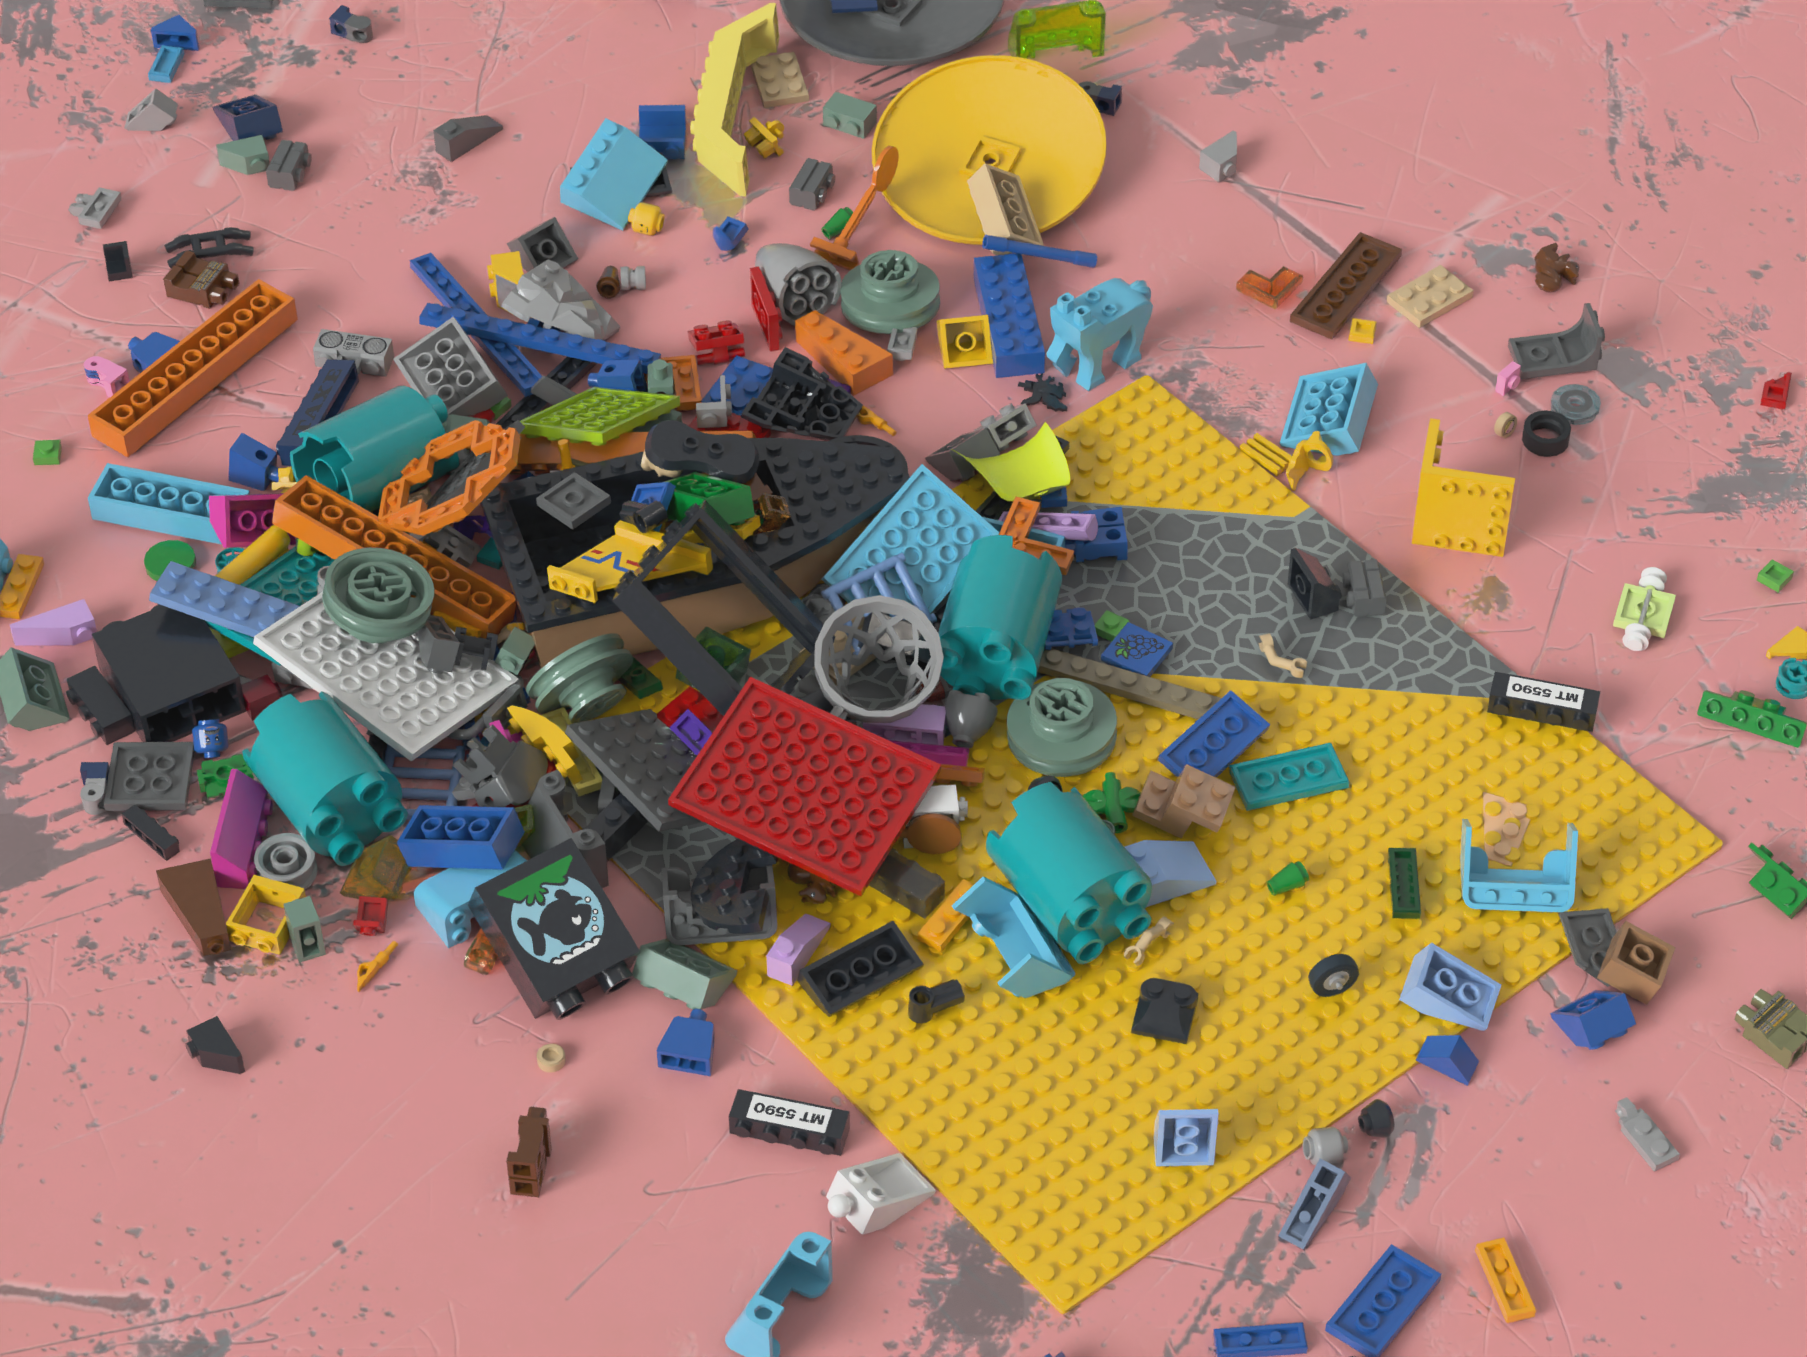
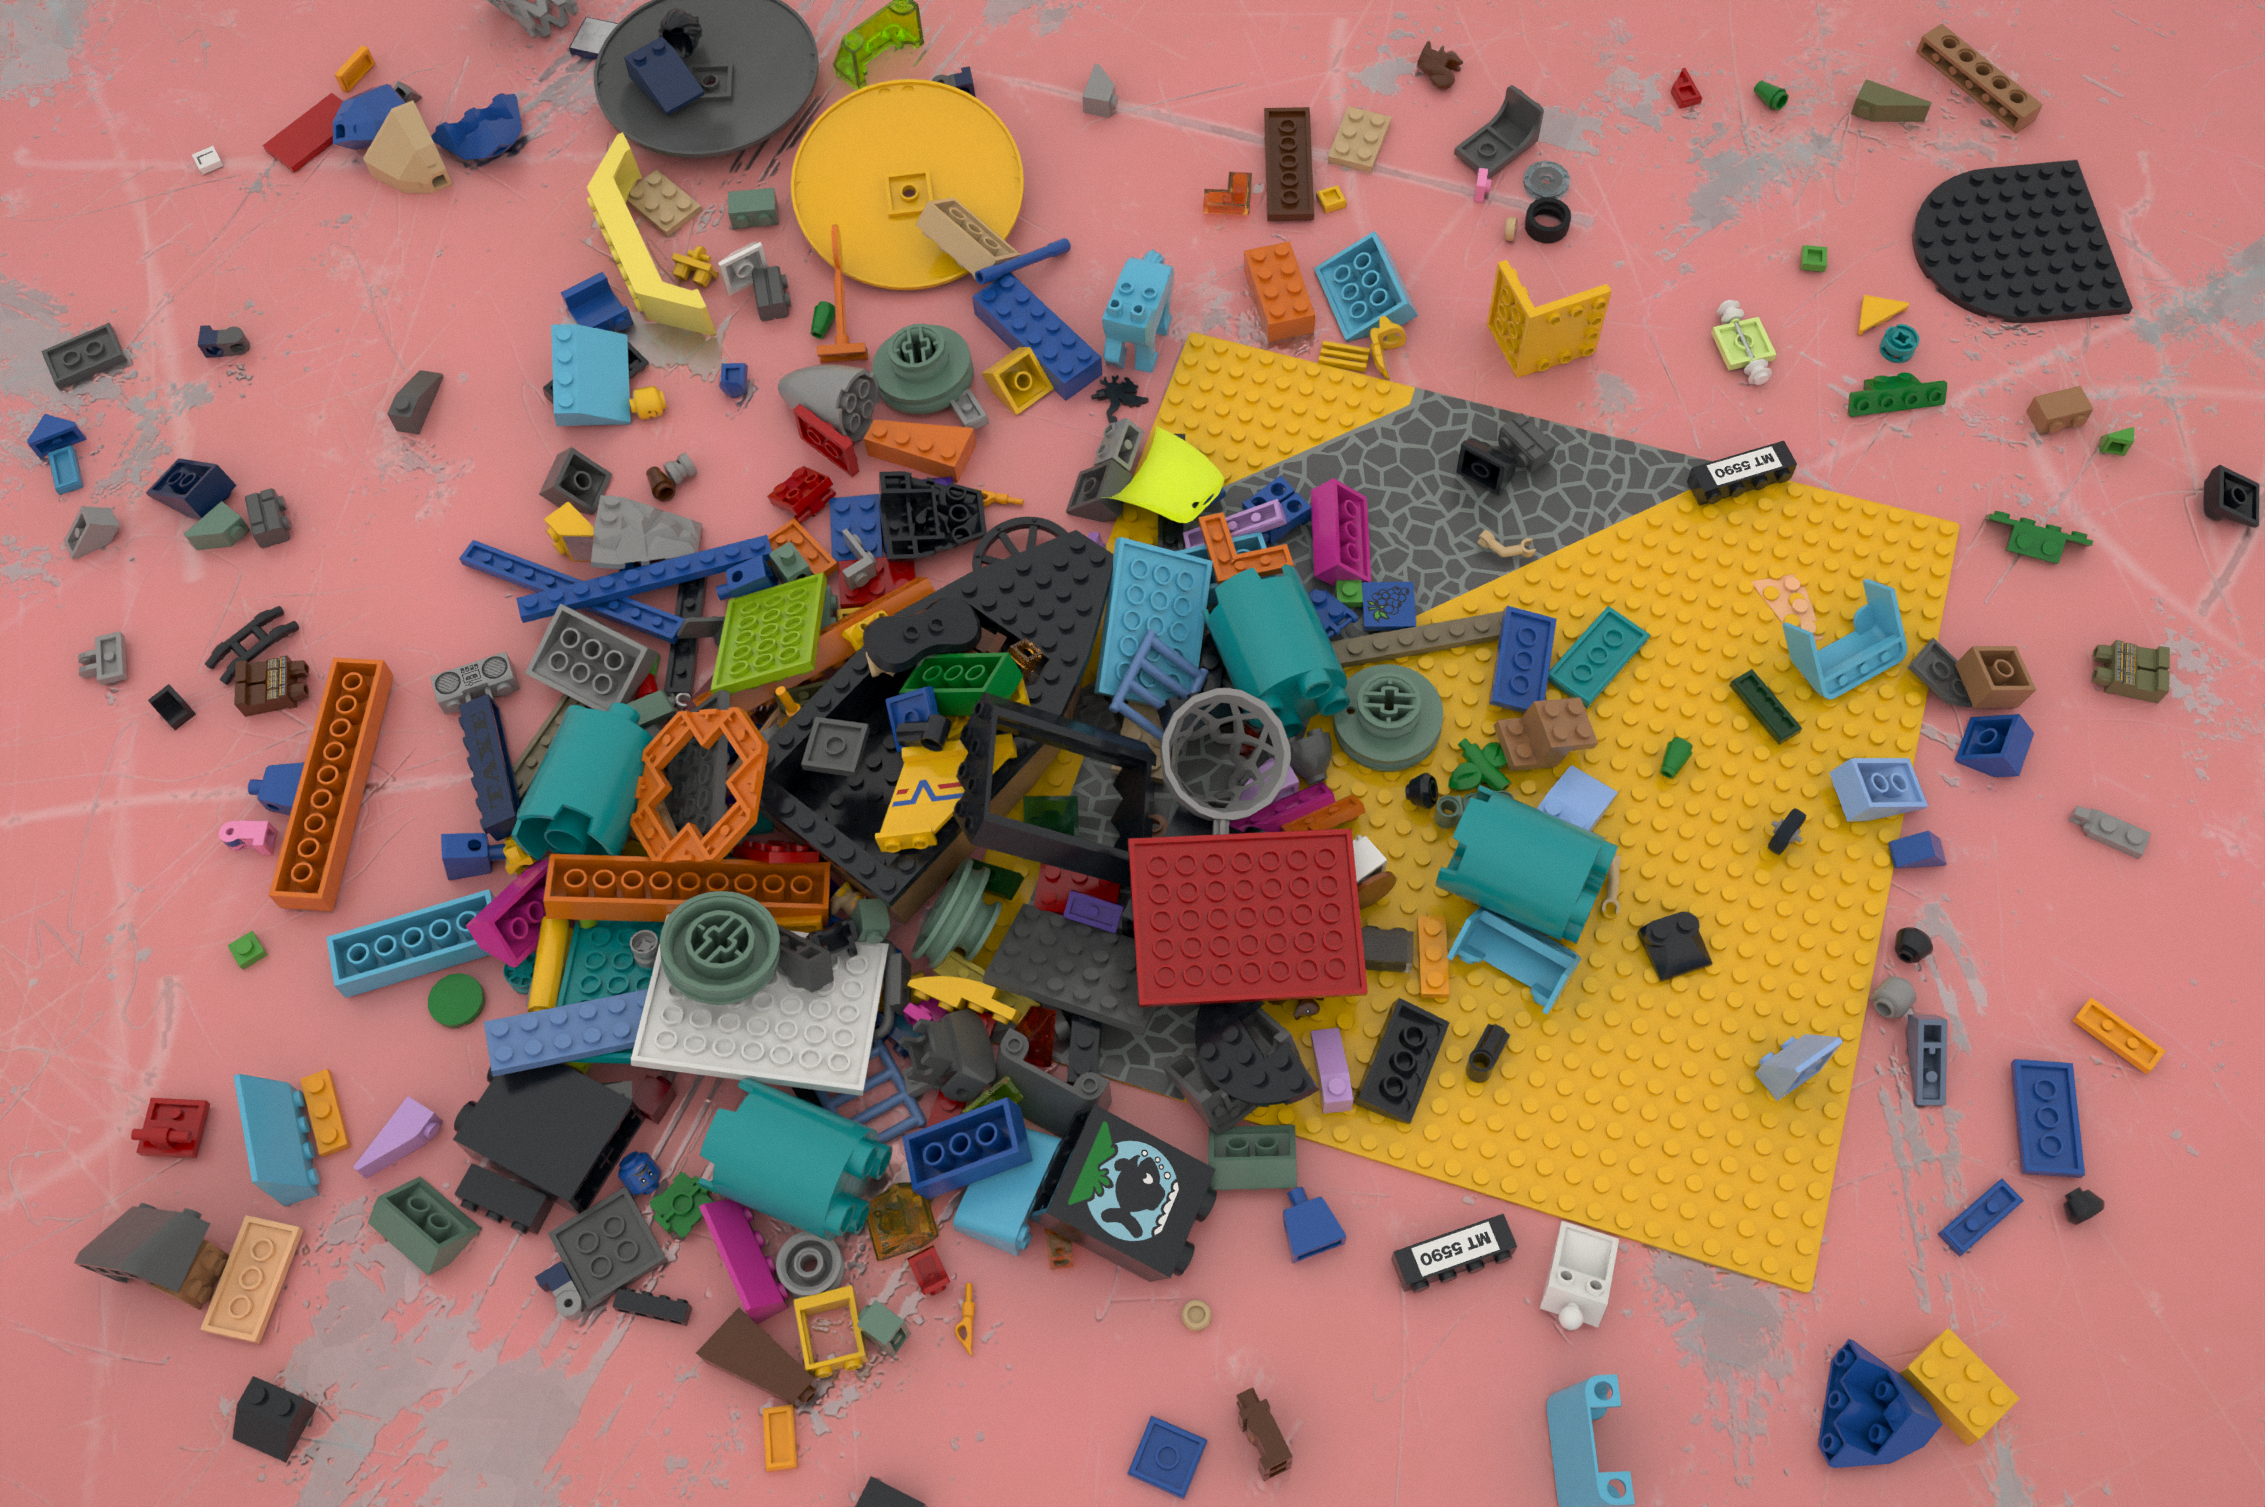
camera: 30 degrees left, 15 degrees up
(174, 966) = (780, 1438): none -> light orange tile
(449, 1136) = (1167, 1457): none -> blue tile
(477, 564) = (775, 852): none -> red plate
(587, 793) = (1038, 1028): none -> clear red slope
(795, 149) = (738, 265): none -> white slope
(1140, 577) = (1340, 533): none -> dark pink slope
(1248, 377) = (1279, 291): none -> orange brick

